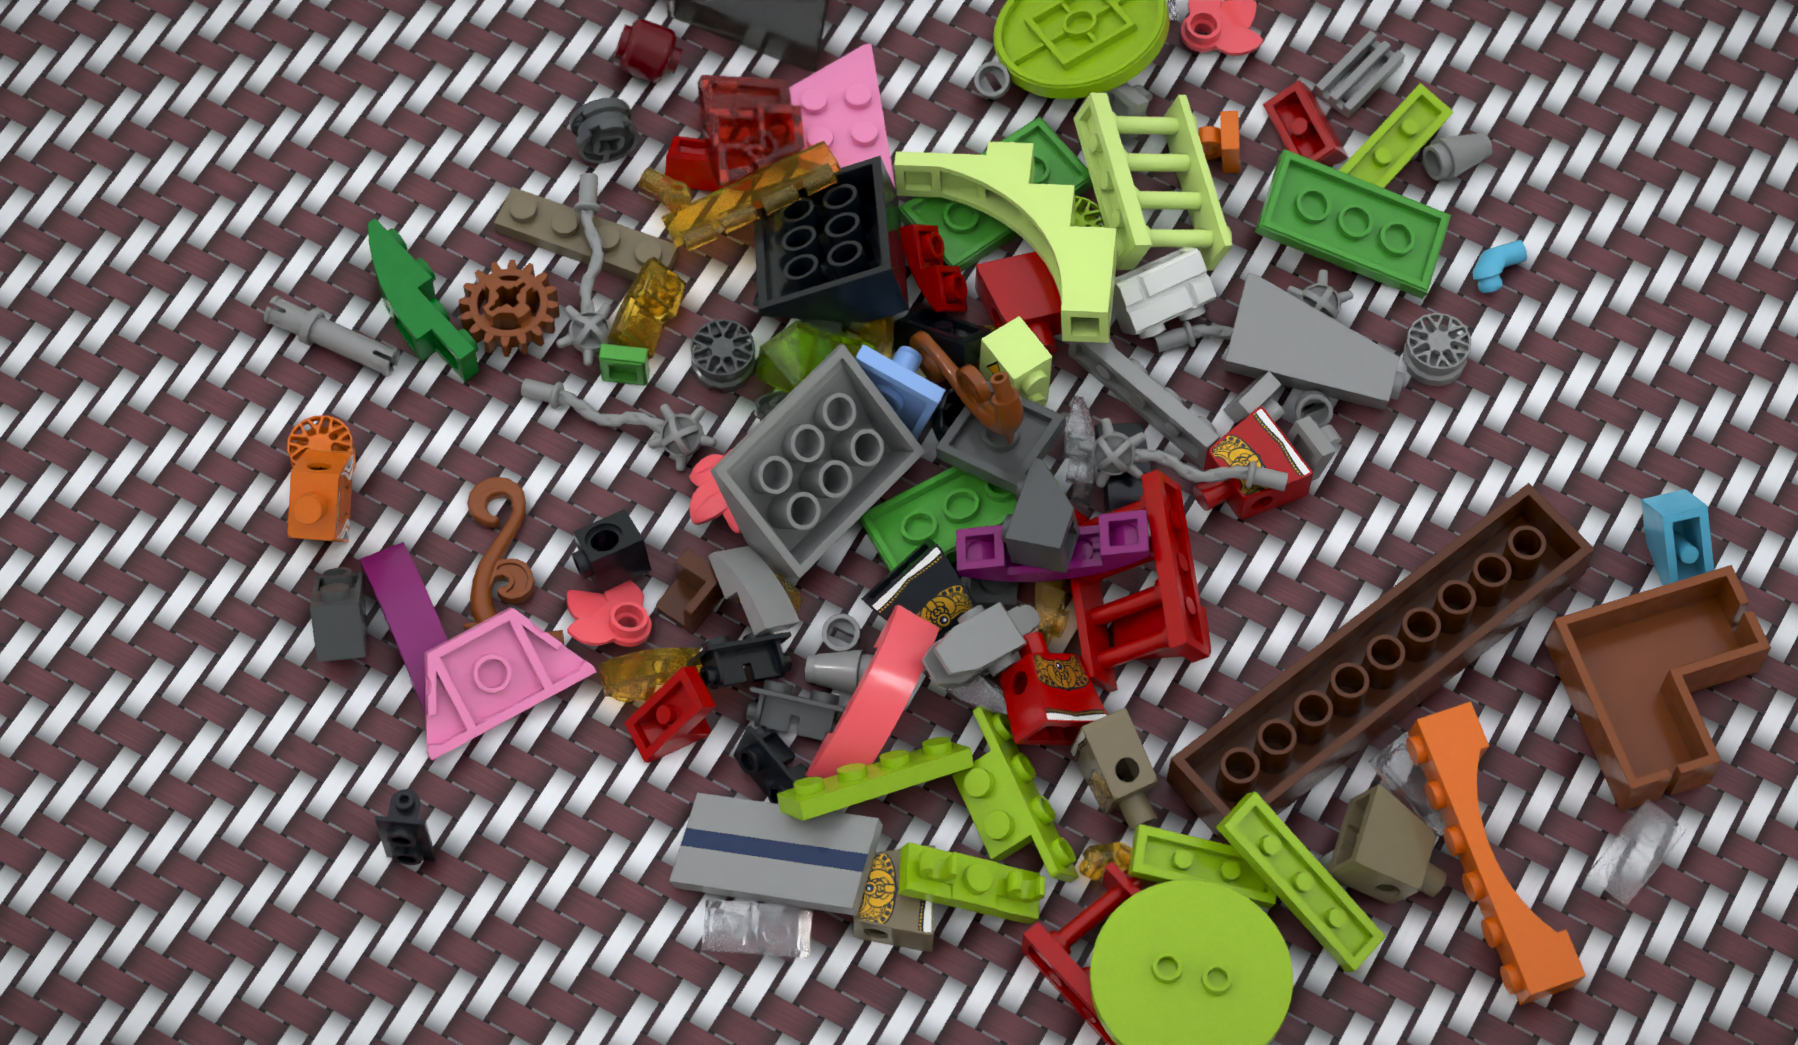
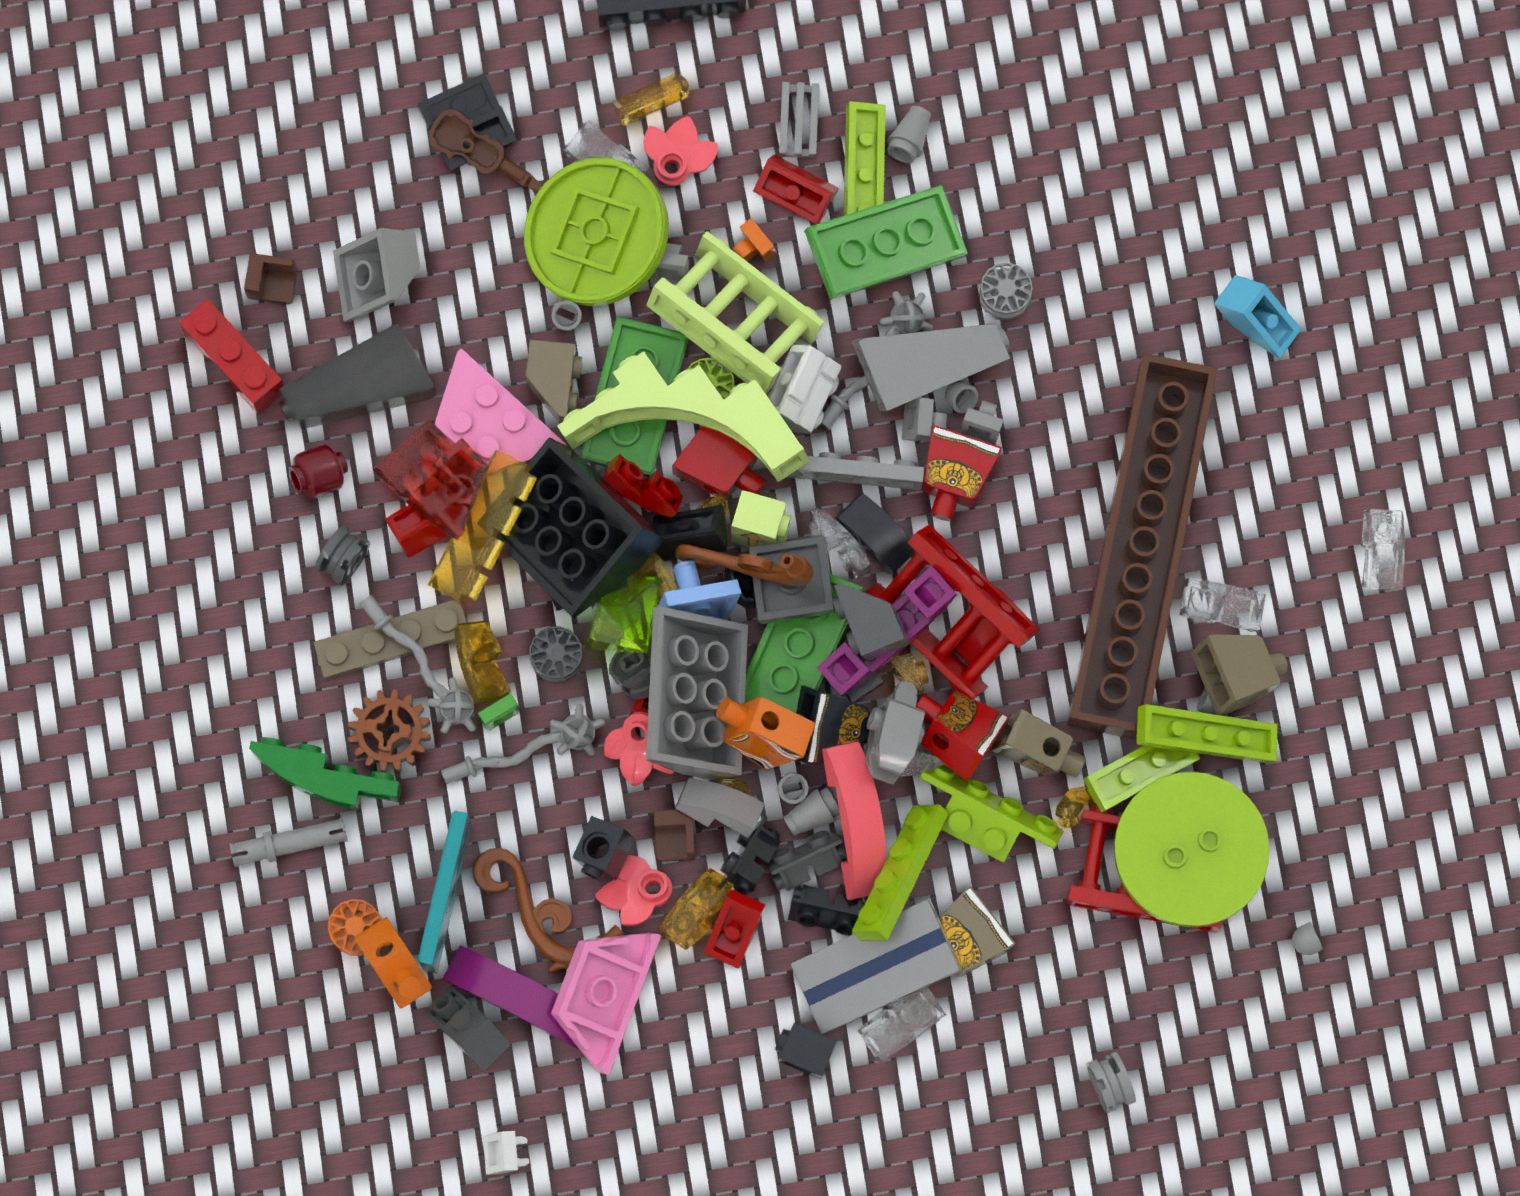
camera: 40 degrees left, 15 degrees up
(267, 749) = (502, 1153): none -> white tile
(403, 832) = (641, 1135): black hinge -> none
(427, 473) = (445, 892): none -> teal tile
(640, 882) = (805, 1050): none -> black brick
(673, 194) = (422, 562): clear yellow arm -> none
(852, 544) = (765, 731): none -> orange torso
(938, 116) = (551, 375): none -> dark tan slope
(970, 883) = (1009, 891): lime plate -> none
(1116, 453) = (872, 532): light grey piece -> none
(1494, 261) = (992, 199): medium azure arm -> none
(1532, 953) = (1232, 577): orange arch -> none
(1634, 673) = (1293, 429): dark orange piece -> none

